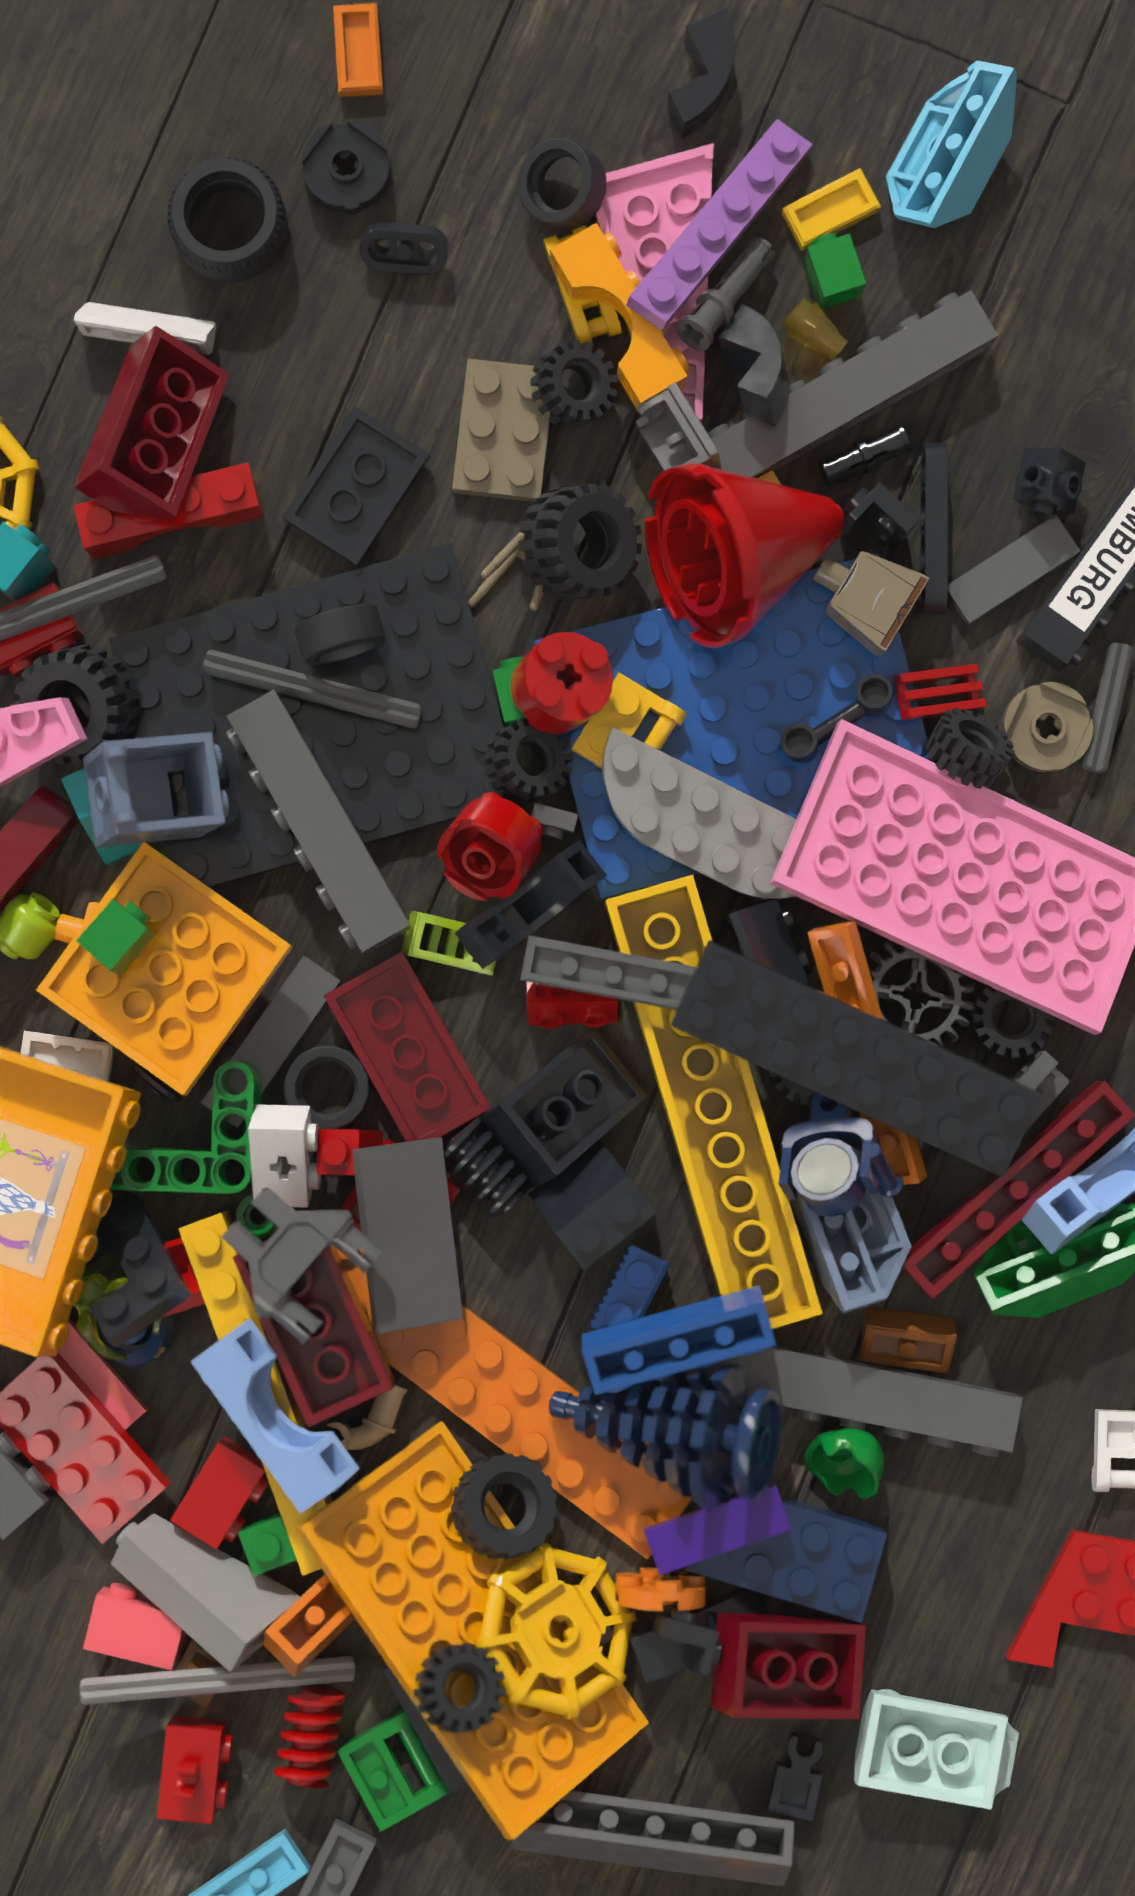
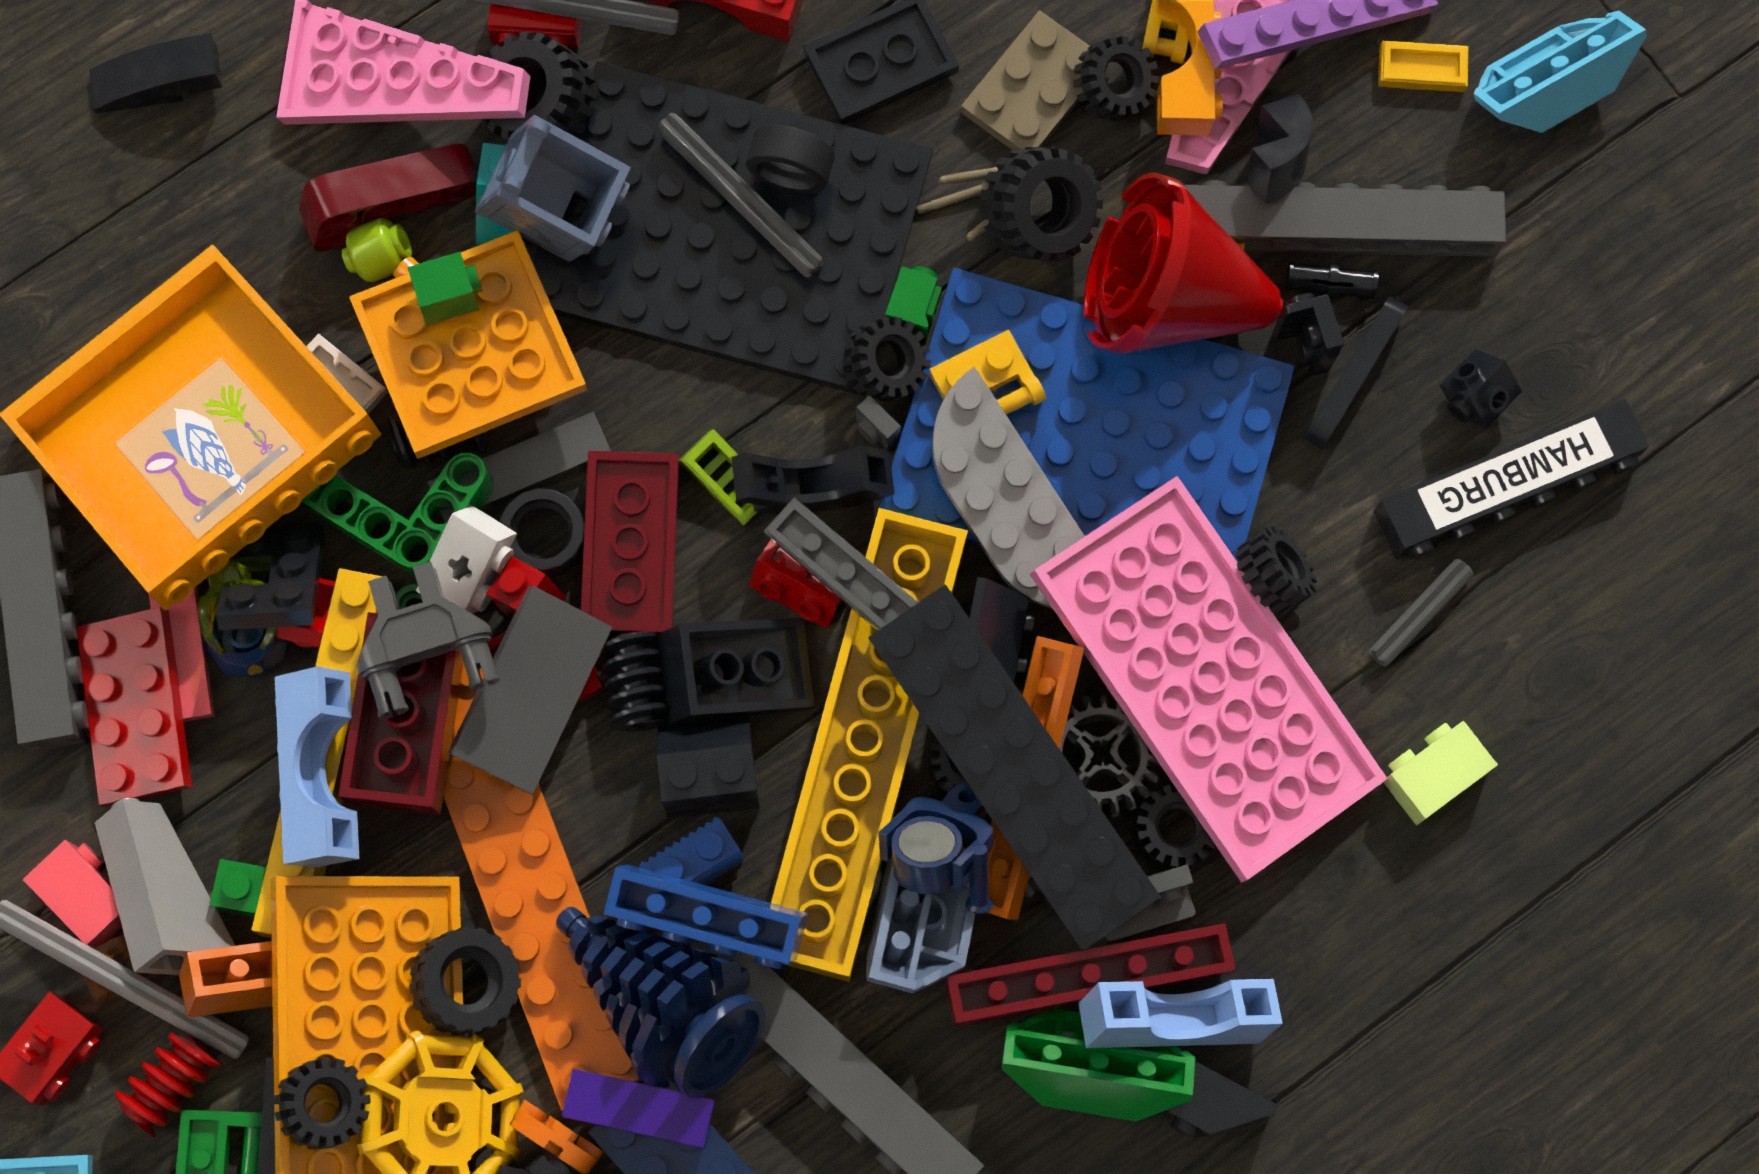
camera: 30 degrees right, 10 degrees down
(220, 1494) = (227, 822): red brick -> none
(318, 822) = (674, 305): dark grey brick -> none
(377, 1424) = (402, 845): tan piece -> none
(490, 847) = (807, 409): red brick -> none
(578, 665) = (957, 282): red brick -> none
(675, 431) = (1180, 153): dark grey hinge -> none
(716, 305) = (1276, 81): dark grey pin -> none
(814, 329) = (1349, 151): clear yellow cone -> none
(834, 270) = (1395, 114): green brick -> none
(846, 1461) = (792, 1128): green hair -> none
(870, 598) = (1265, 393): dark tan torso -> none
(873, 699) = (1132, 480): black bar -> none
(907, 1339) = (913, 1058): dark orange slope -> none
(970, 686) = (1313, 509): red tile -> none
(1011, 570) = (1403, 447): dark grey tile -> none
(1070, 718) = (1361, 572): dark tan plate -> none

